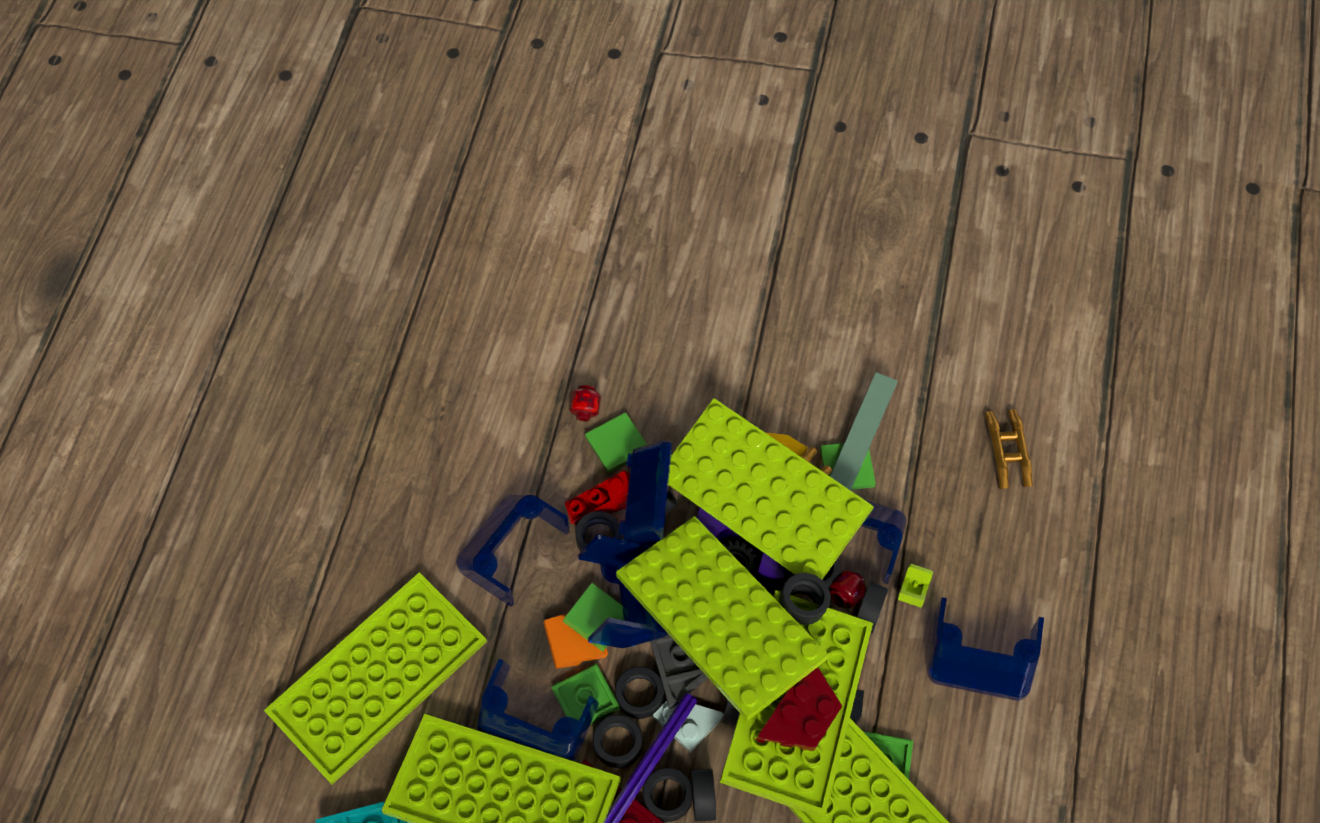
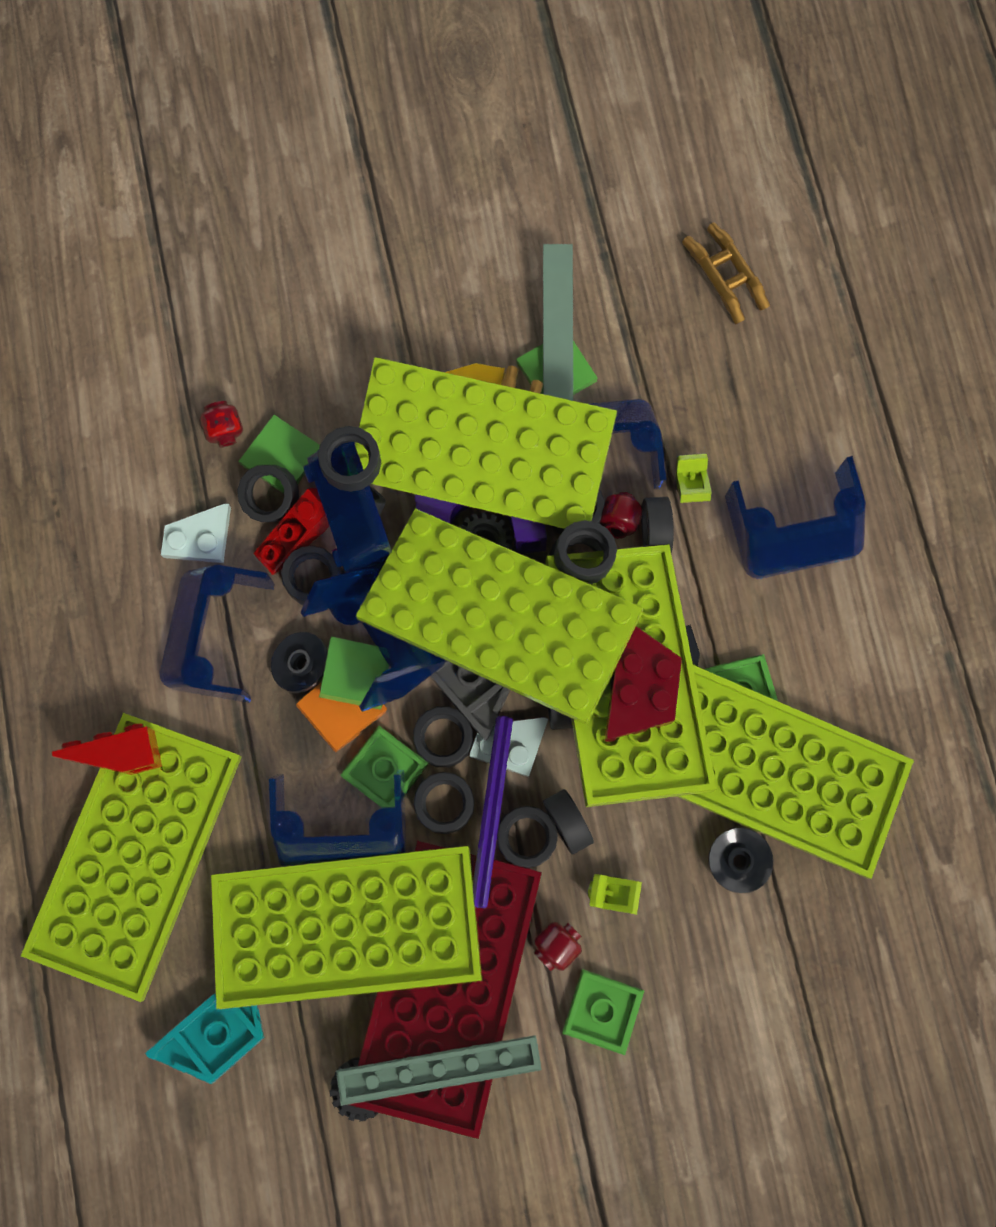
camera: 25 degrees left, 15 degrees up
(405, 598) = (124, 752): none -> red slope
(531, 474) = (198, 536): none -> light aqua wing
(560, 591) = (289, 658): none -> black dish
(580, 455) = (246, 486): none -> black tyre
(665, 440) = (345, 435): none -> black tyre

